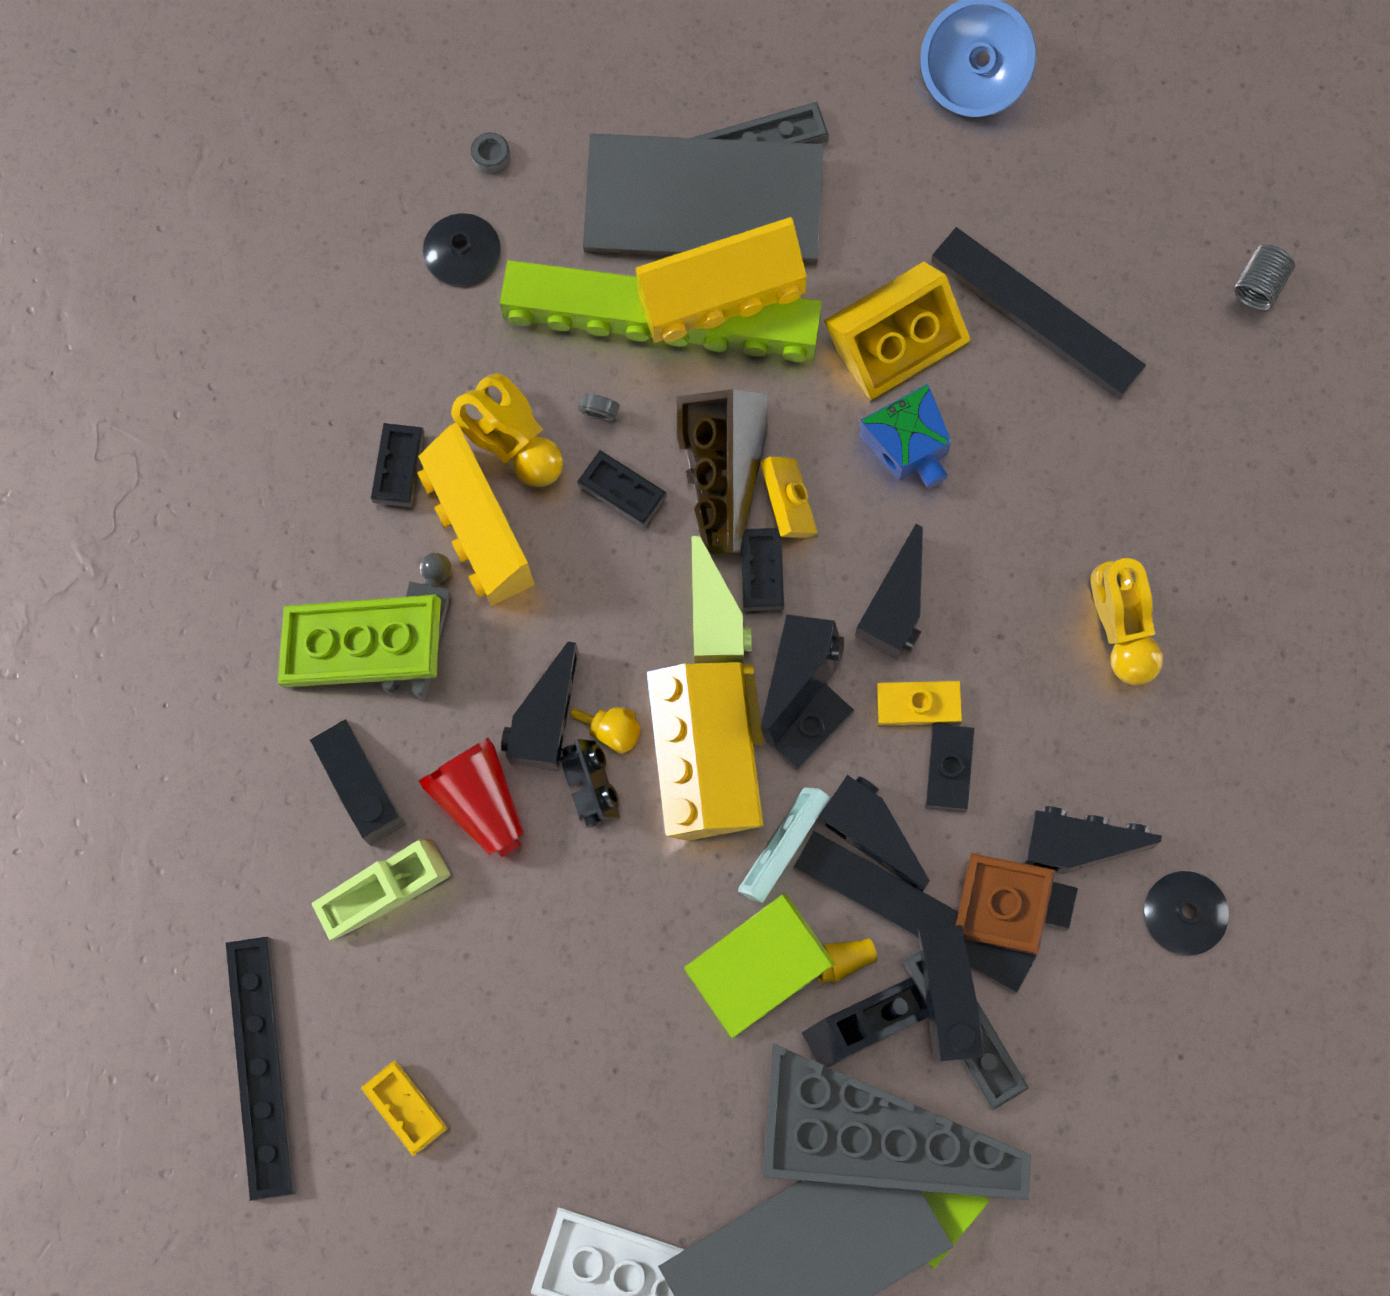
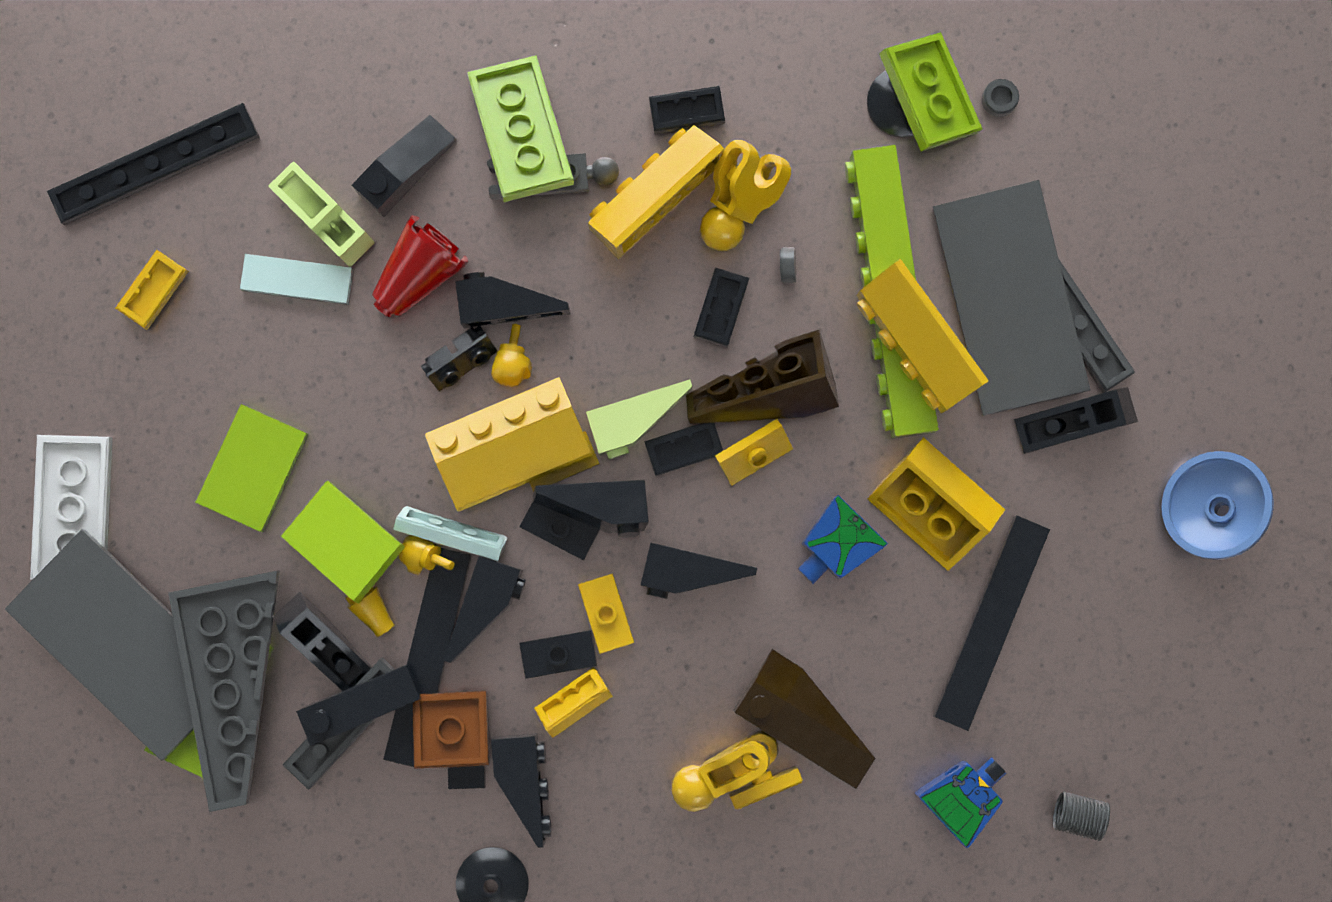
camera: 70 degrees right, 10 degrees up
(445, 939) = (296, 279): none -> light aqua tile
(462, 214) = (930, 91): none -> lime tile
(644, 1051) = (251, 468): none -> lime tile
(799, 881) = (422, 554): none -> yellow piece
(850, 170) = (1076, 420): none -> black slope
(1008, 763) = (573, 702): none -> yellow plate
(1079, 535) = (798, 714): none -> dark brown wedge
(1151, 558) = (765, 787): none -> yellow plate
(1217, 388) = (964, 798): none -> torso

